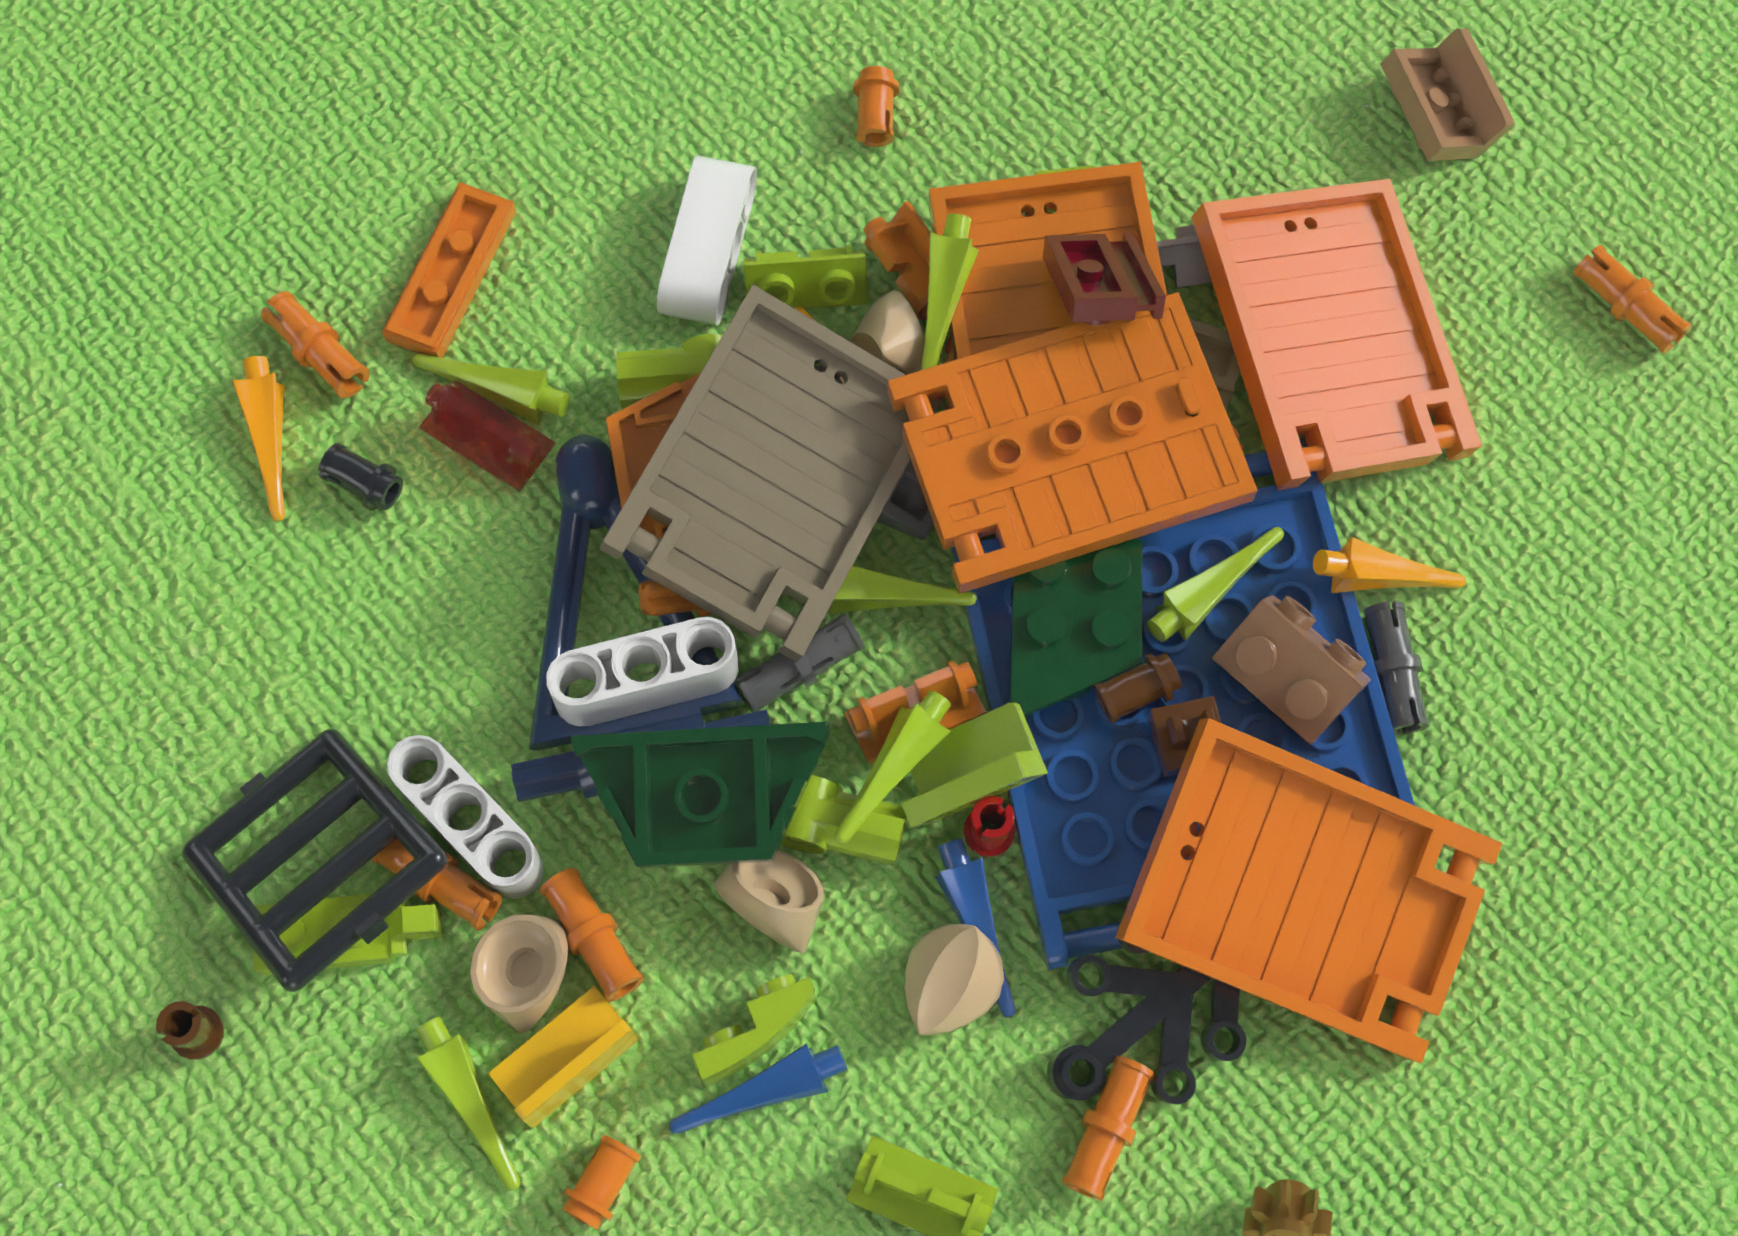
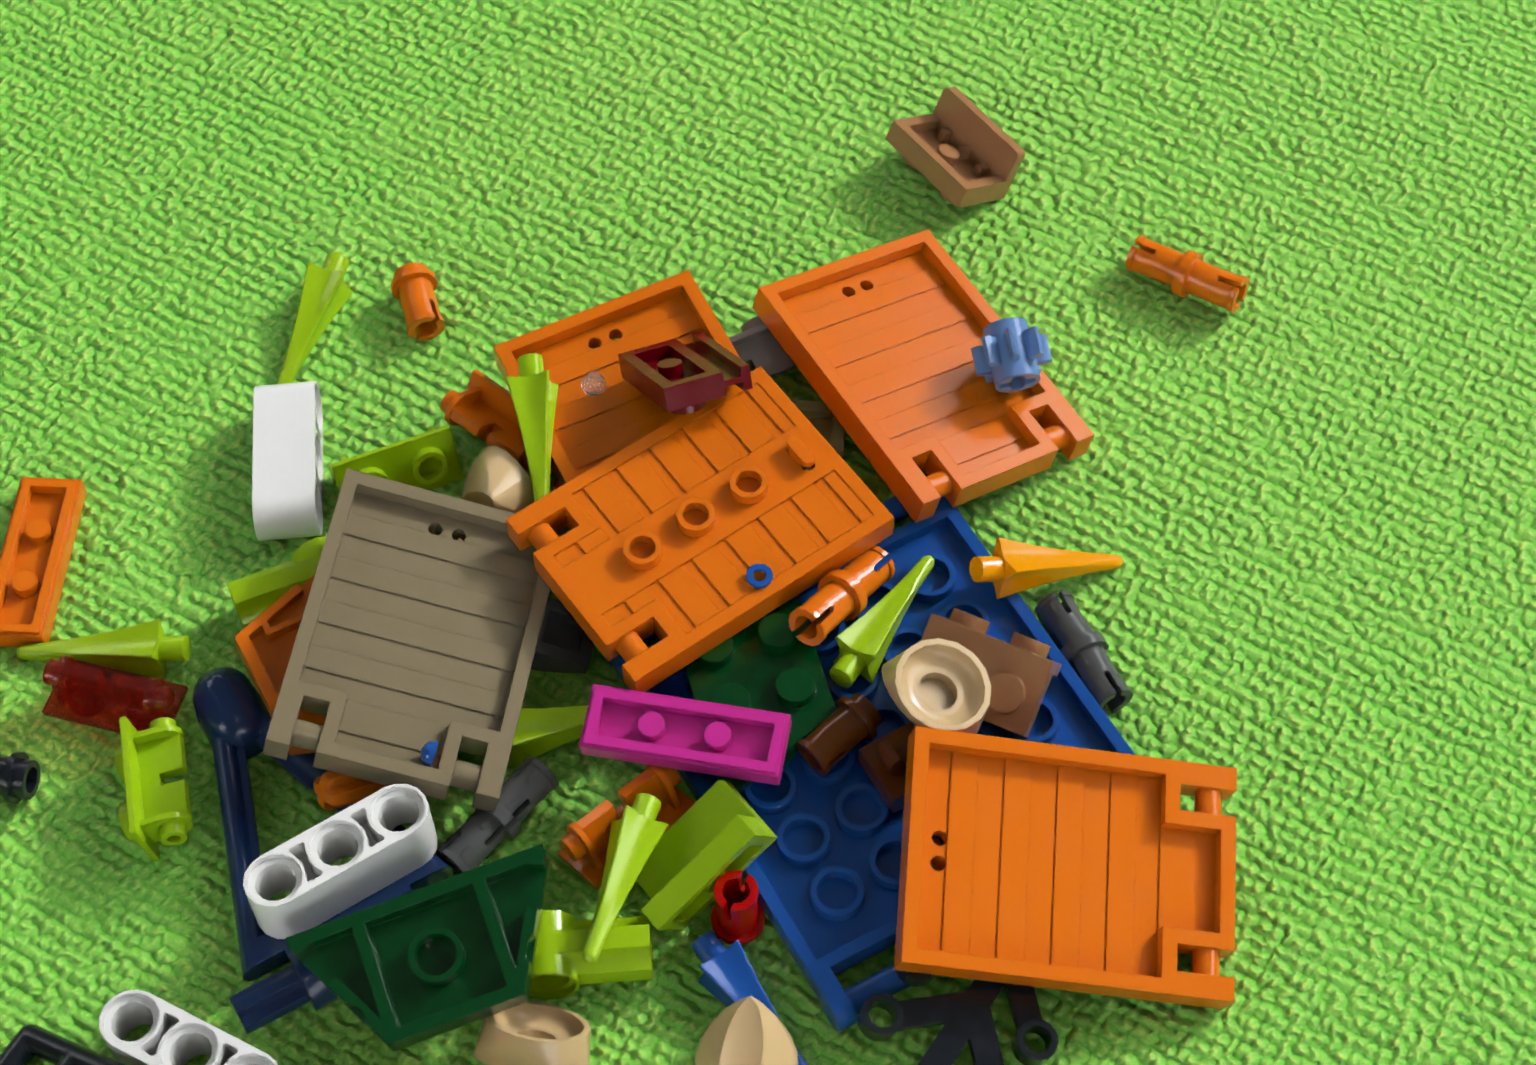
camera: 15 degrees left, 15 degrees down
(490, 559) = (153, 808): none -> lime hinge
(750, 593) = (428, 752): none -> blue piece
(784, 77) = (320, 301): none -> lime piece
(993, 647) = (685, 734): none -> dark pink tile
(1013, 257) = (593, 383): none -> clear piece
(1109, 522) = (759, 567): none -> blue piece
(1182, 550) = (841, 596): none -> orange pin
(1244, 680) = (939, 685): none -> tan piece
(1428, 344) = (1011, 354): none -> medium blue gear

